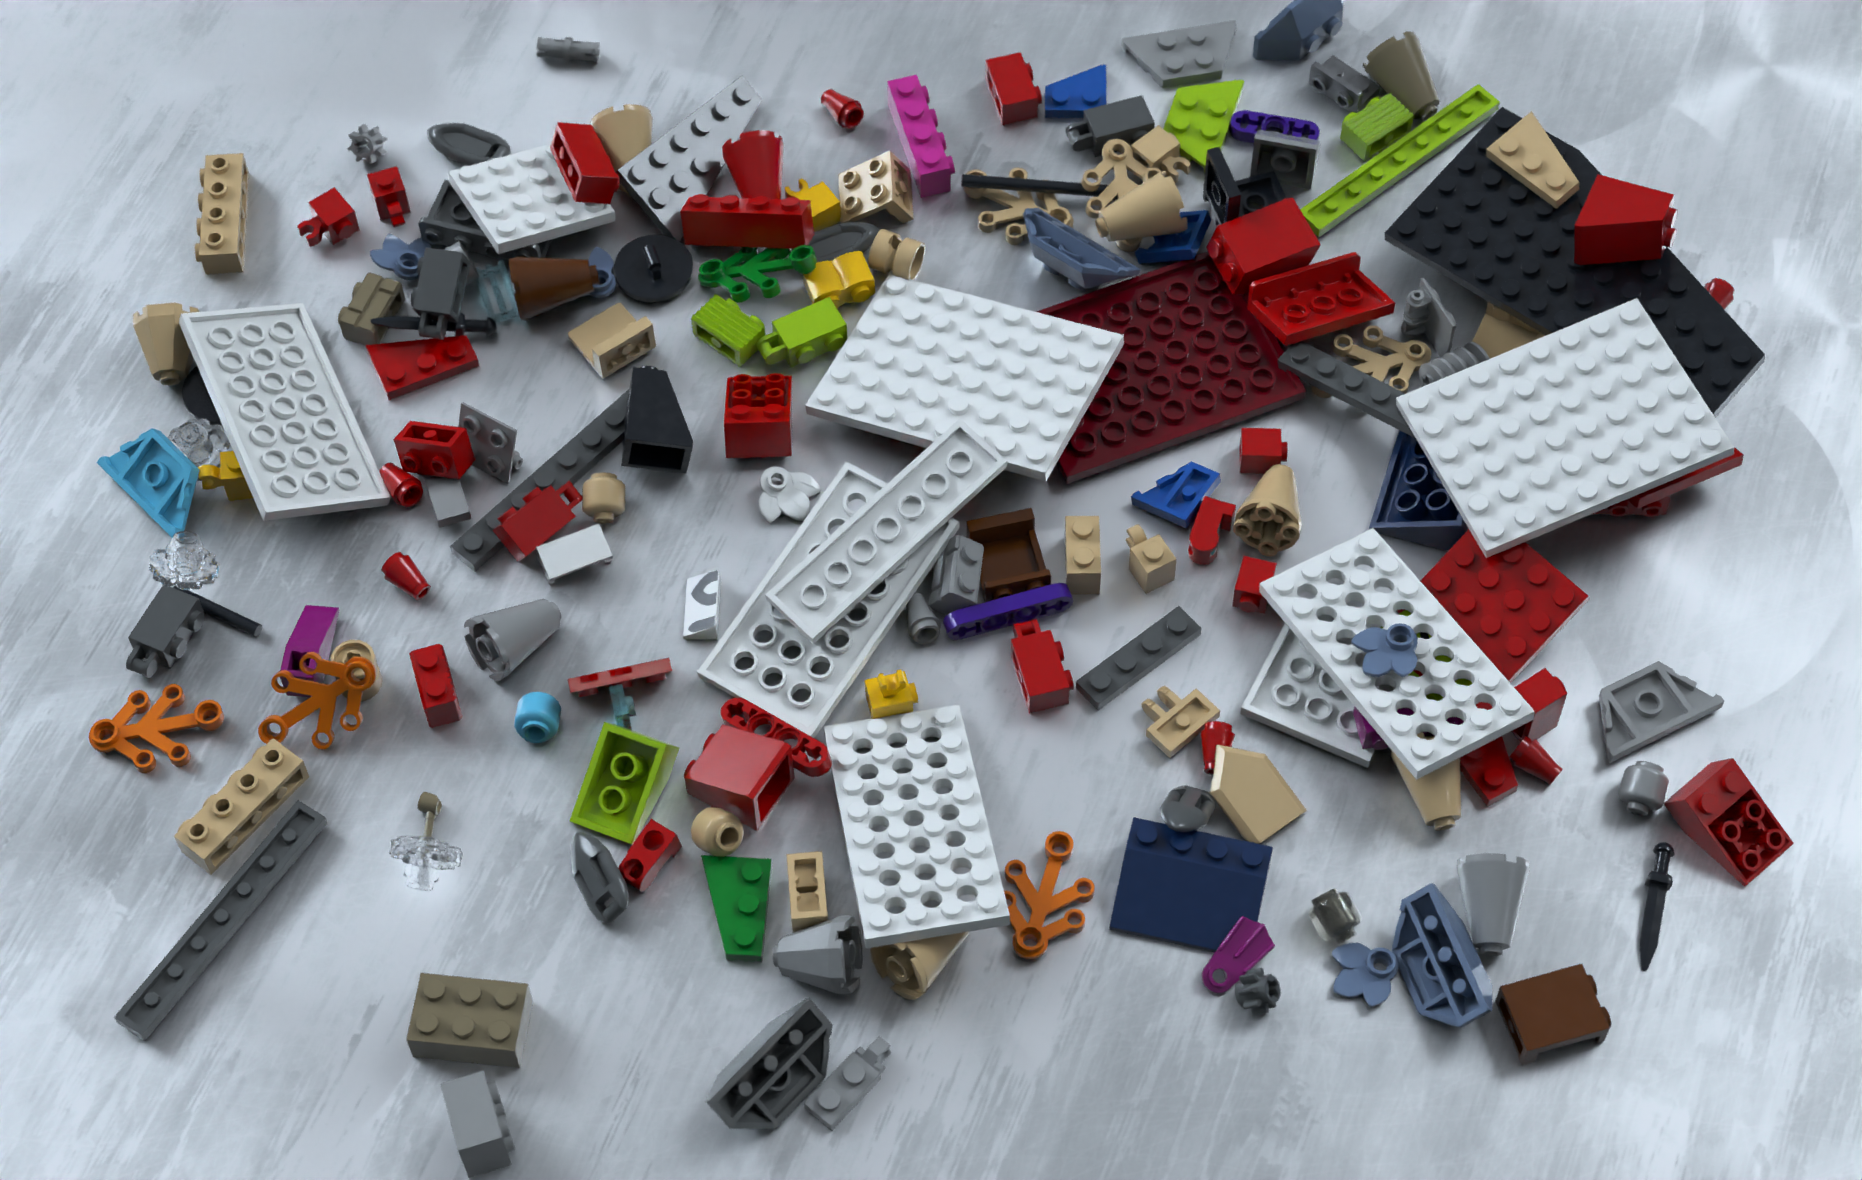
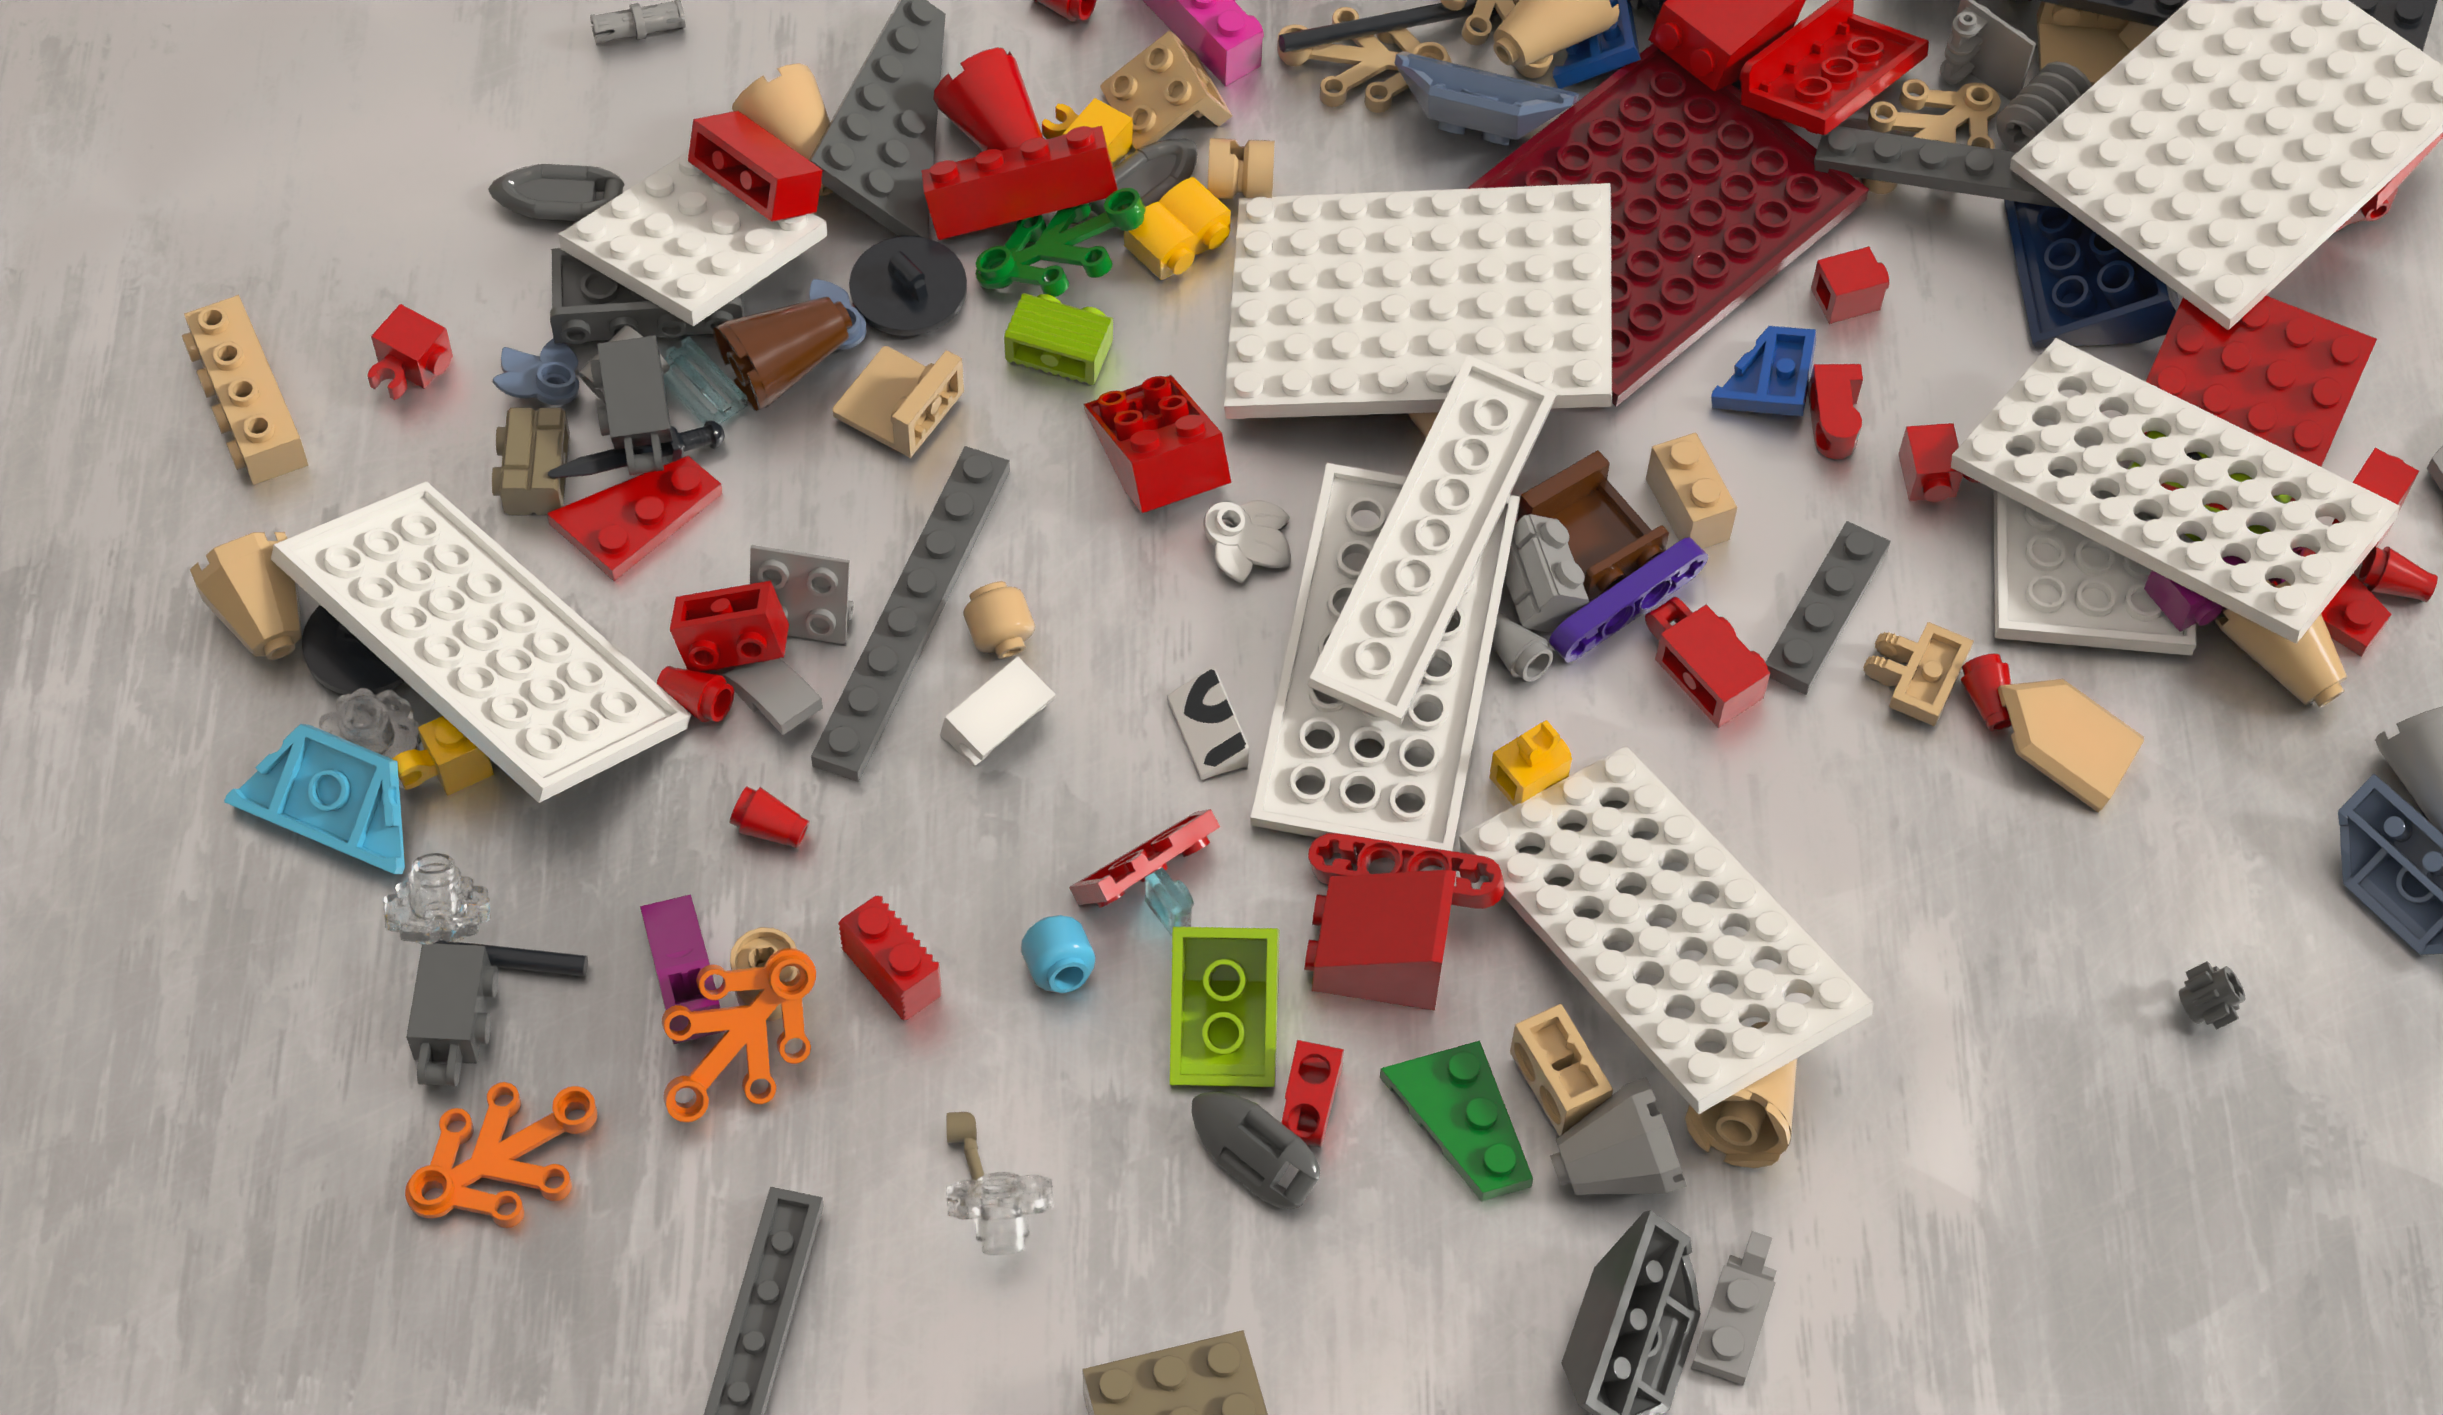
camera: 25 degrees left, 0 degrees up
(241, 806) = (688, 1225): tan brick -> none
(359, 144) = (425, 234): light grey gear -> none
(389, 195) = (481, 293): red brick -> none
(510, 635) = (964, 855): light grey cone -> none
(537, 519) = (923, 679): red brick -> none
(654, 424) = (1032, 493): black slope -> none
(717, 831) = (1392, 1028): tan head -> none
(804, 334) = (1168, 312): lime brick -> none
(1042, 902) = (1875, 975): orange plant -> none
(1150, 560) = (1784, 474): tan brick -> none
(1187, 809) = (2003, 783): dark grey piece -> none
(1187, 885) = (2055, 888): dark blue slope -> none
(1238, 952) = (2157, 956): magenta piece -> none
(1271, 512) = (1910, 360): tan cone -> none
(1335, 916) = (2256, 861): clear smoke head -> none
(1359, 974) = (2324, 930): sand blue plate -> none
(1385, 652) = (2178, 486): sand blue plate -> none

